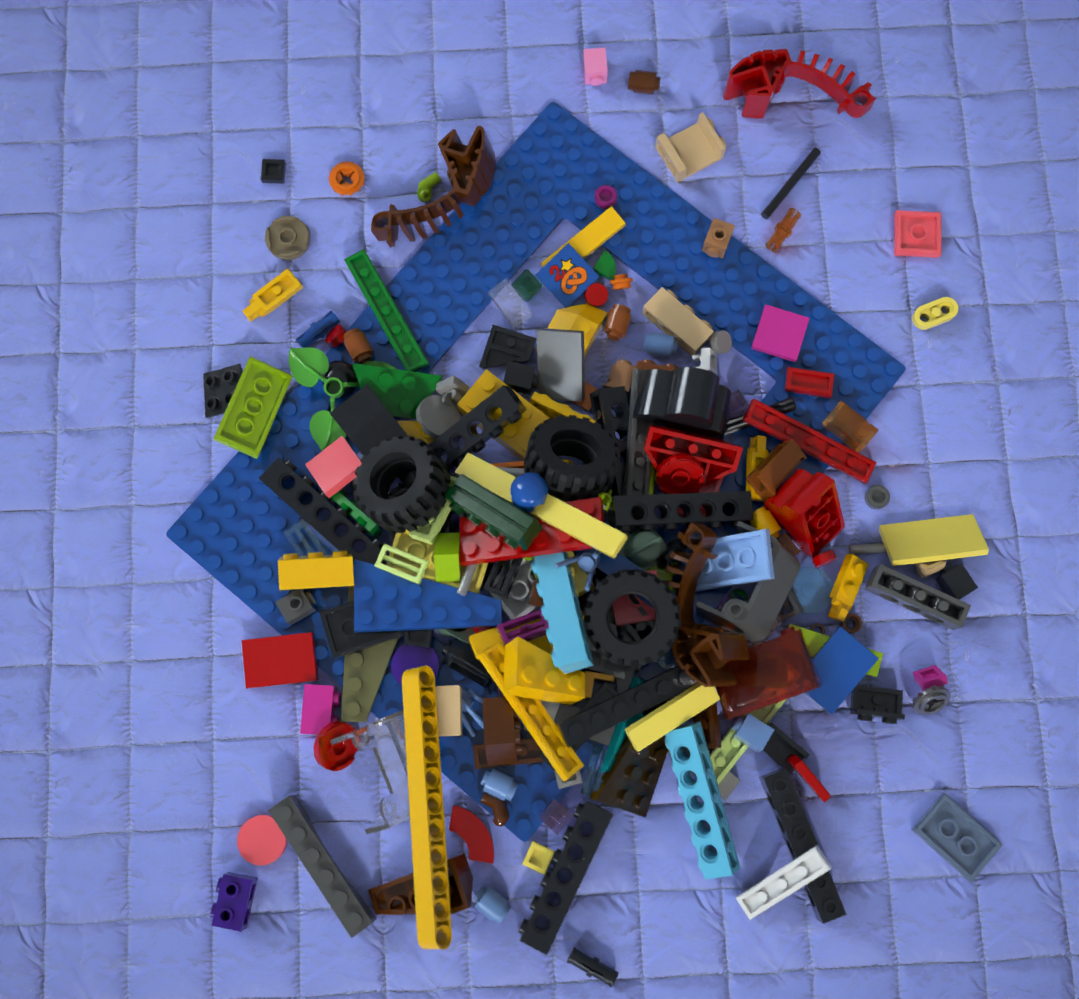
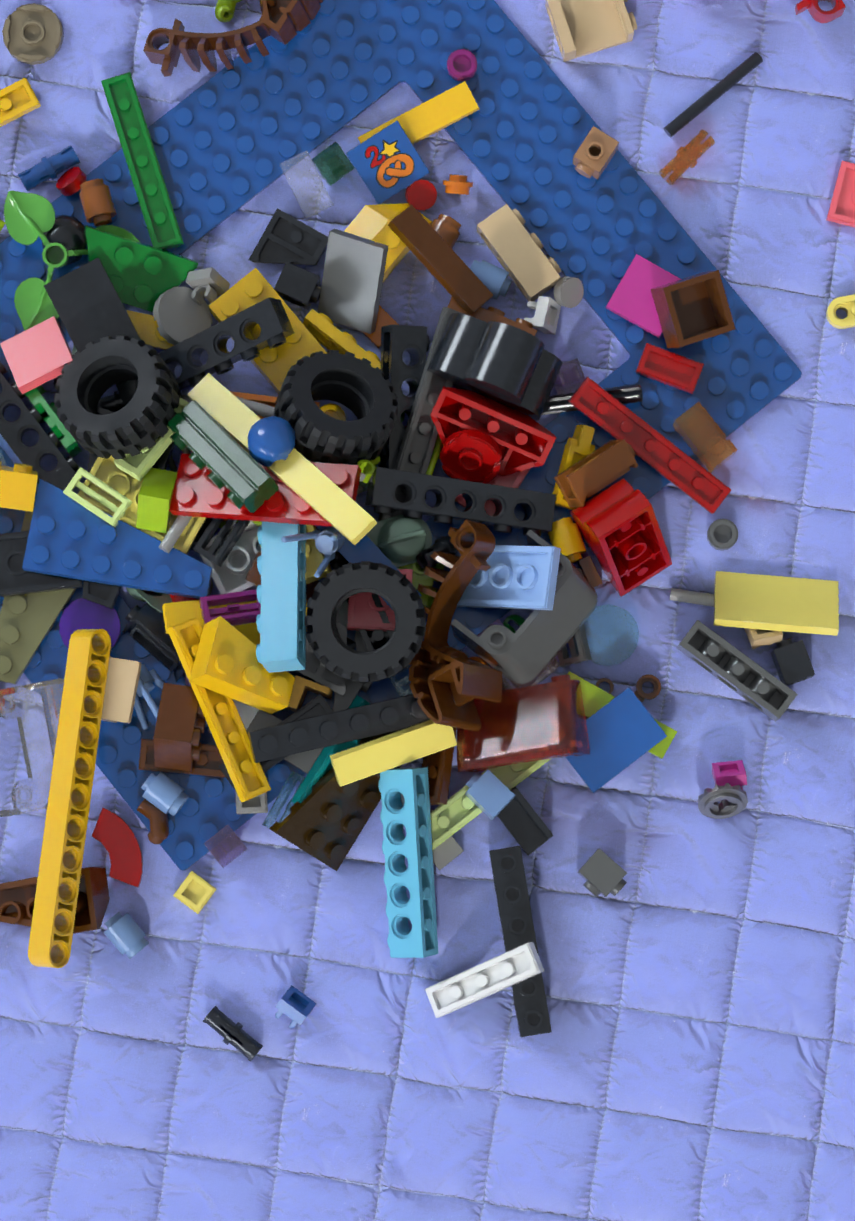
camera: 10 degrees right, 5 degrees up
(543, 938) = (164, 973): black brick -> none
(605, 266) = (442, 158): green tile -> none
(620, 375) = (427, 311): medium nougat window -> none
(623, 335) = (440, 260): none -> reddish brown tile
(637, 934) = (295, 1006): none -> blue tile
(809, 778) = (547, 863): red tile -> none
(819, 333) = (693, 309): none -> reddish brown piece
(824, 558) = (633, 599): red tile -> none
(846, 586) = (654, 639): yellow hinge -> none
(852, 777) = (602, 875): none -> dark grey brick
(877, 702) = (655, 791): black bracket -> none
(957, 837) = (714, 973): sand blue tile -> none

